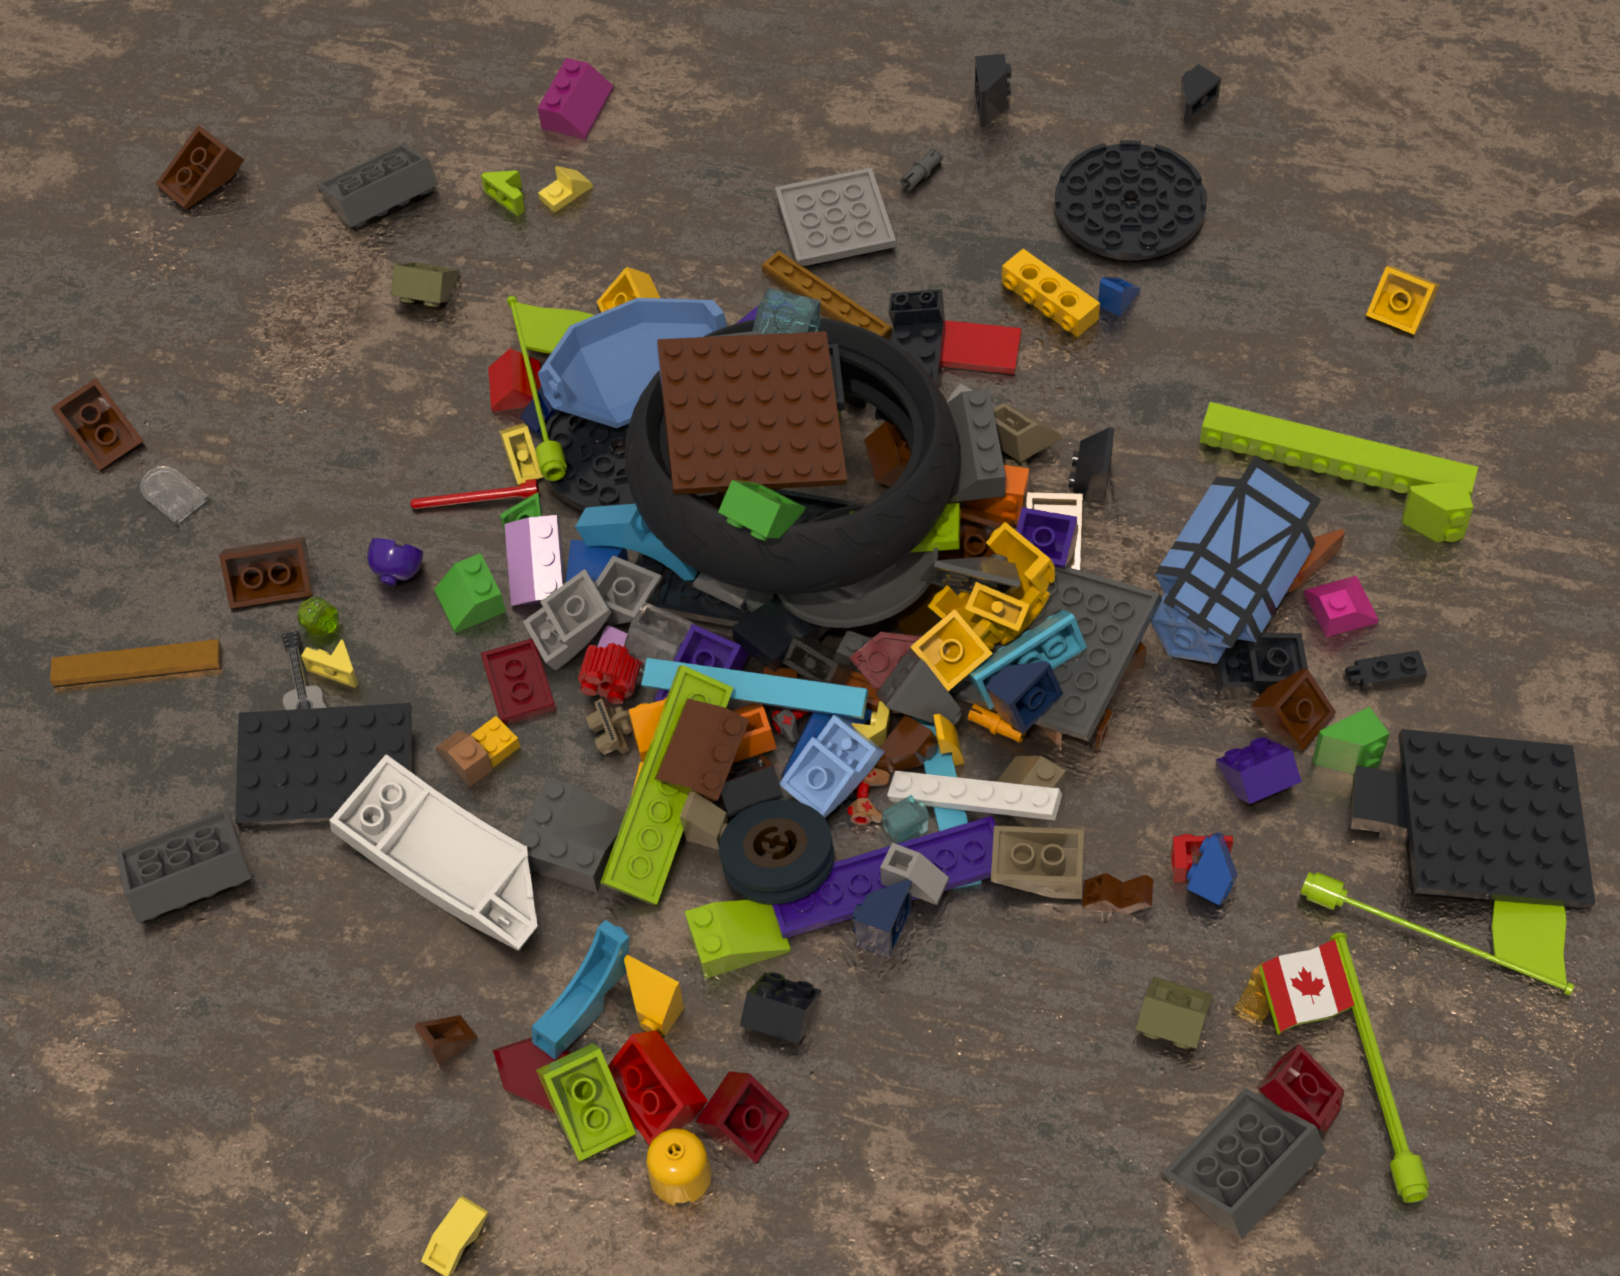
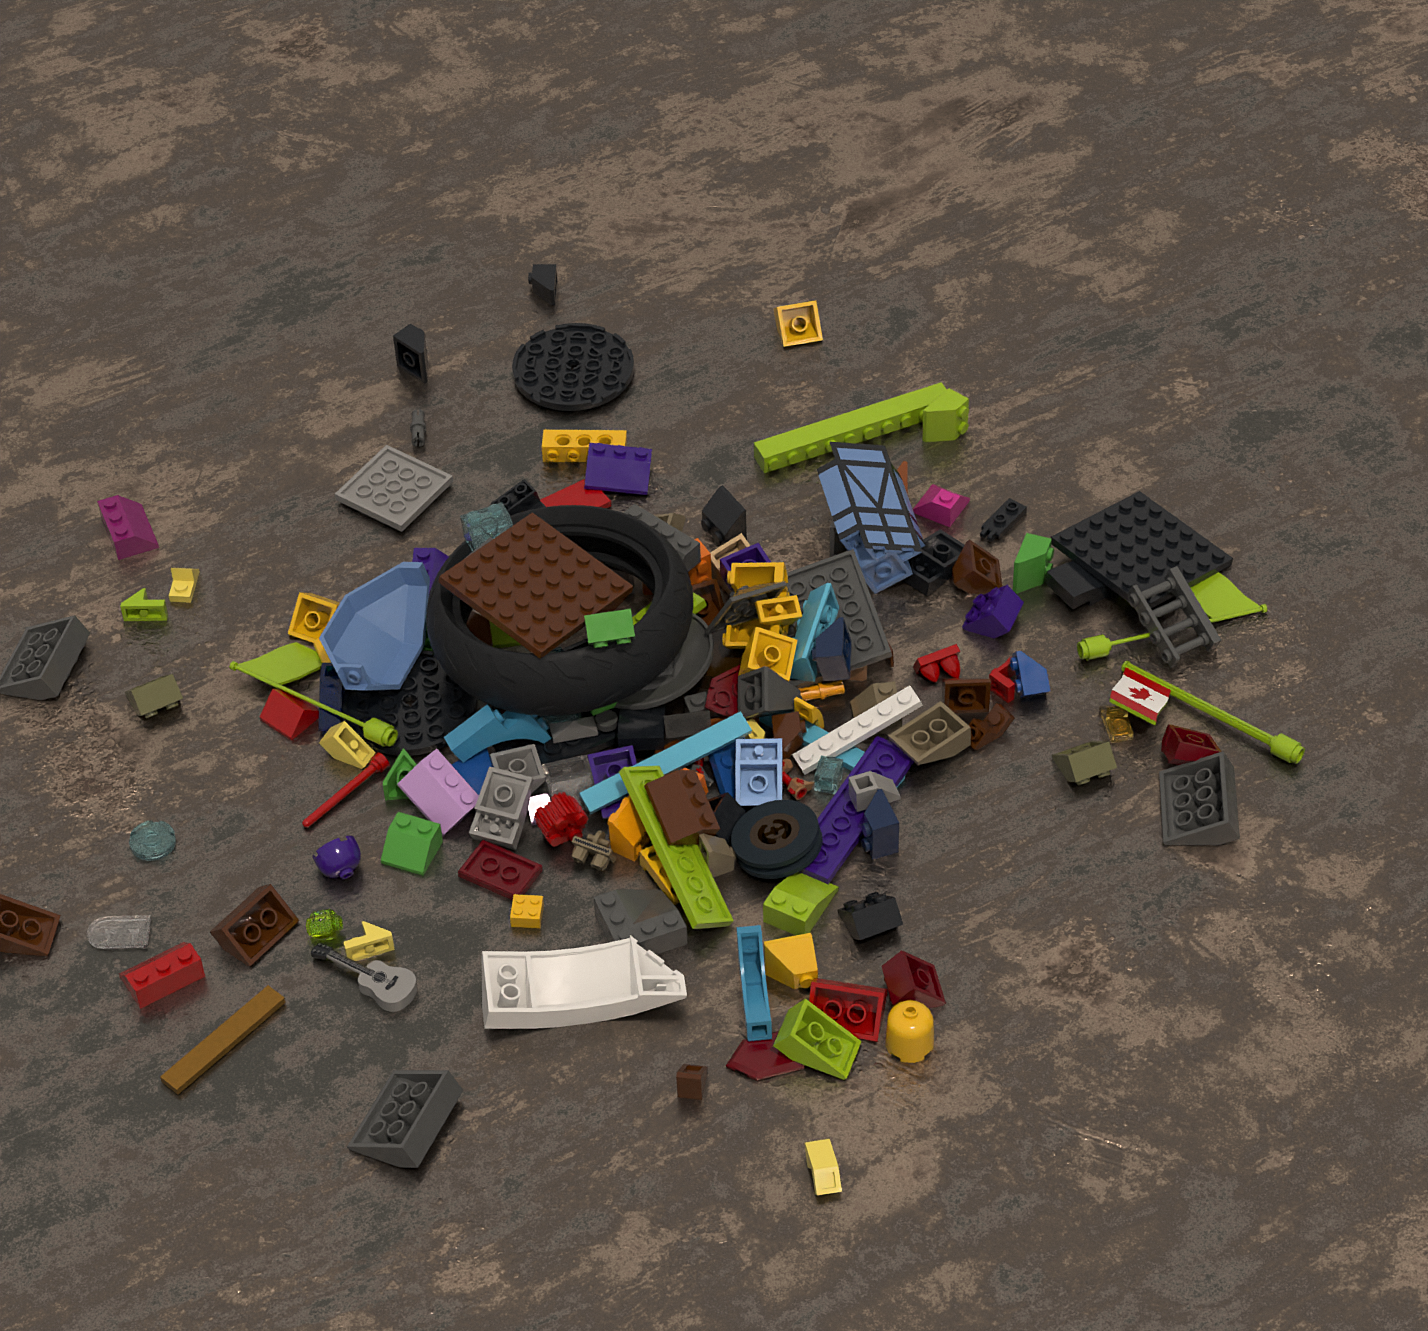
camera: 45 degrees left, 10 degrees down
(153, 559) = (163, 974): none -> red slope
(283, 424) = (152, 840): none -> clear light blue tile
(313, 759) = (425, 999): black plate -> none
(465, 757) = (518, 929): medium nougat slope -> none
(832, 301) = (420, 538): pearl gold tile -> none
(1052, 339) = (618, 468): none -> dark purple slope
(1116, 294) = (627, 421): blue slope -> none
(1125, 837) = (966, 694): none -> reddish brown slope
(1156, 787) = (930, 663): none -> red tile
(1468, 914) = (1184, 600): none -> dark grey fence

